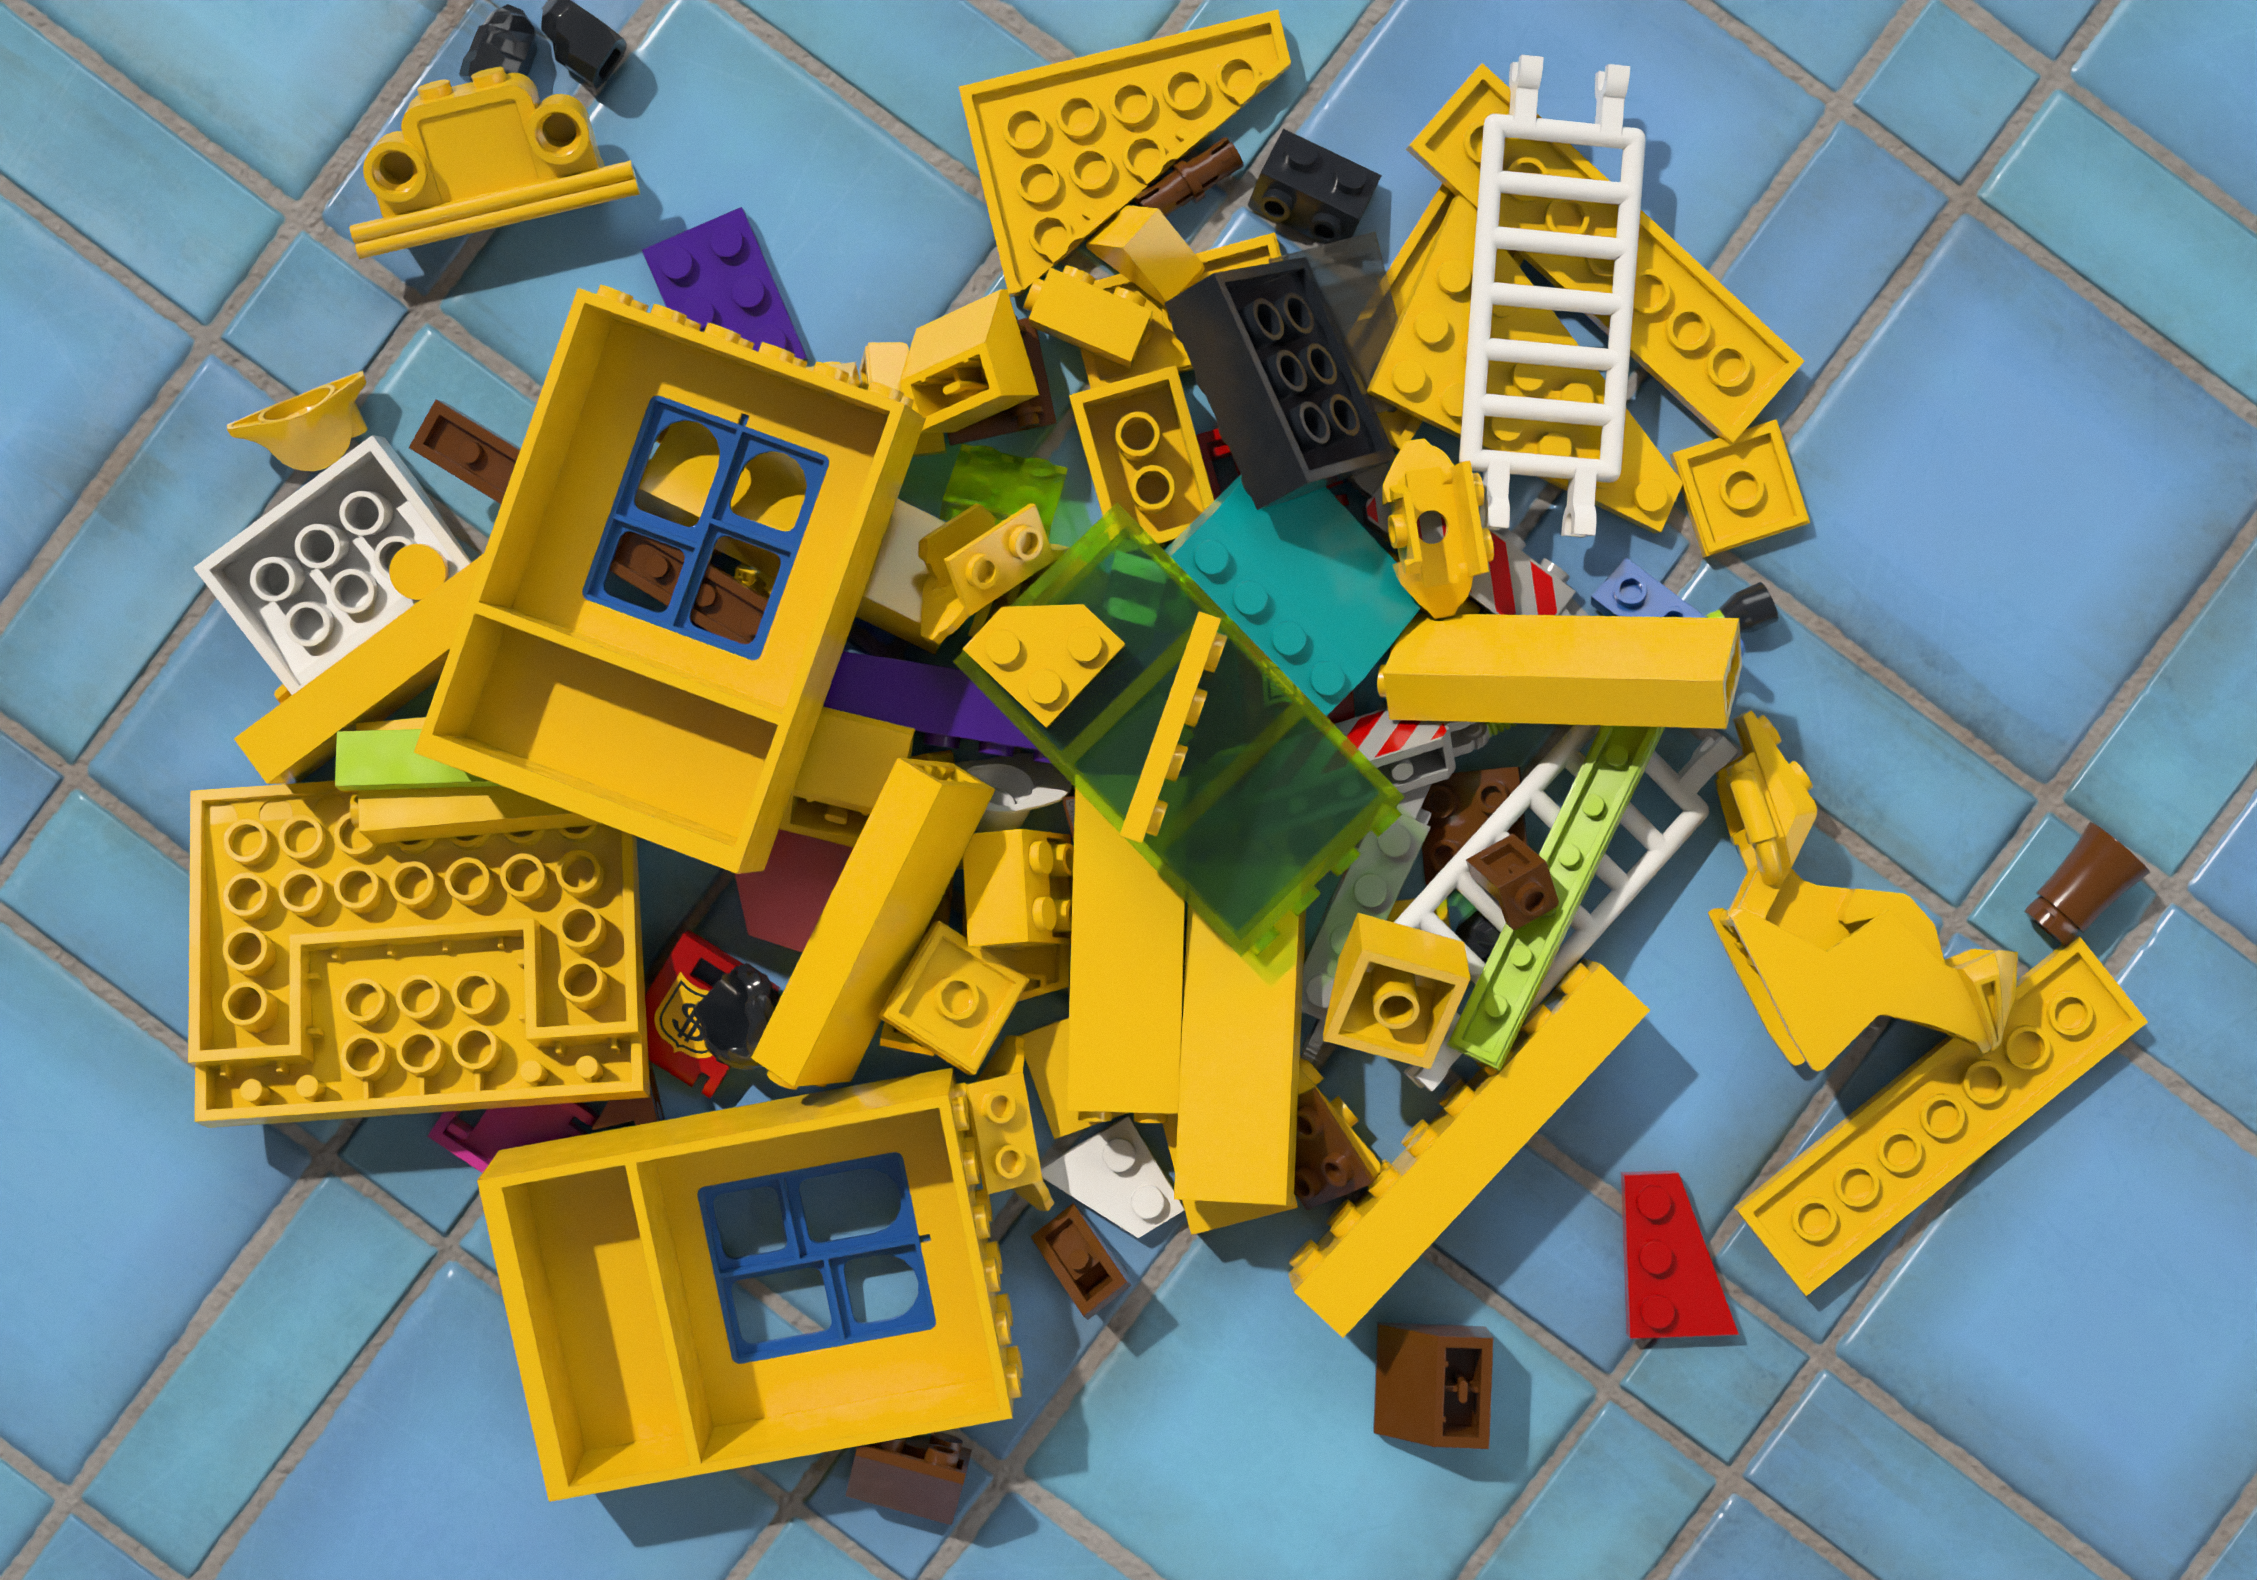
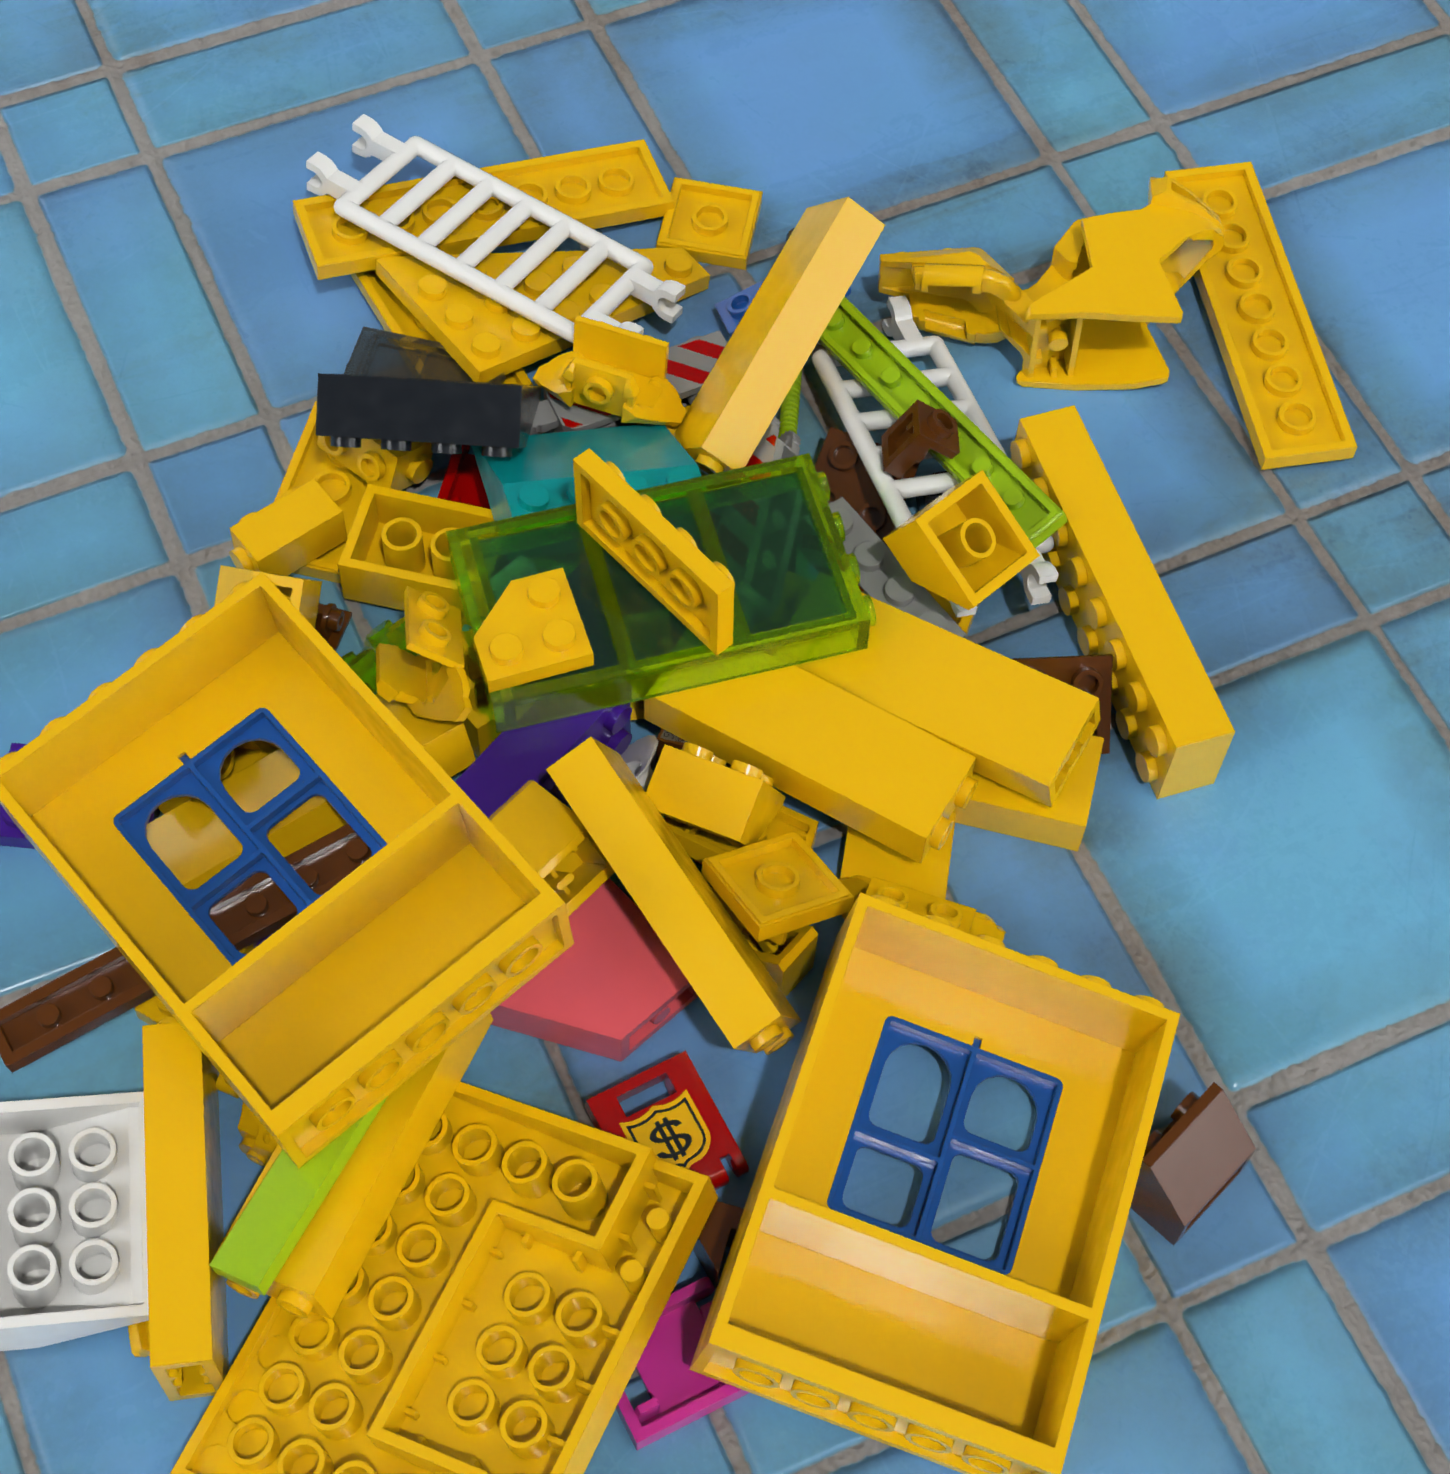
camera: 65 degrees left, 30 degrees down
(418, 570) = (117, 1130): yellow tile -> none
(737, 1015) = (692, 1073): black hair -> none
(1081, 1261) = (1069, 926): reddish brown slope -> none
(1091, 132) = (152, 475): yellow wing -> none
(1117, 1178) = (1009, 874): white wing -> none
(1147, 252) = (261, 475): yellow slope -> none
(1192, 178) = (235, 435): reddish brown pin -> none
(1313, 189) = (293, 364): black bracket -> none
(1434, 1384) = (1307, 719): reddish brown slope -> none
(1667, 1263) = (1283, 531): red wing -> none
(2085, 885) = (1125, 148): reddish brown plant -> none

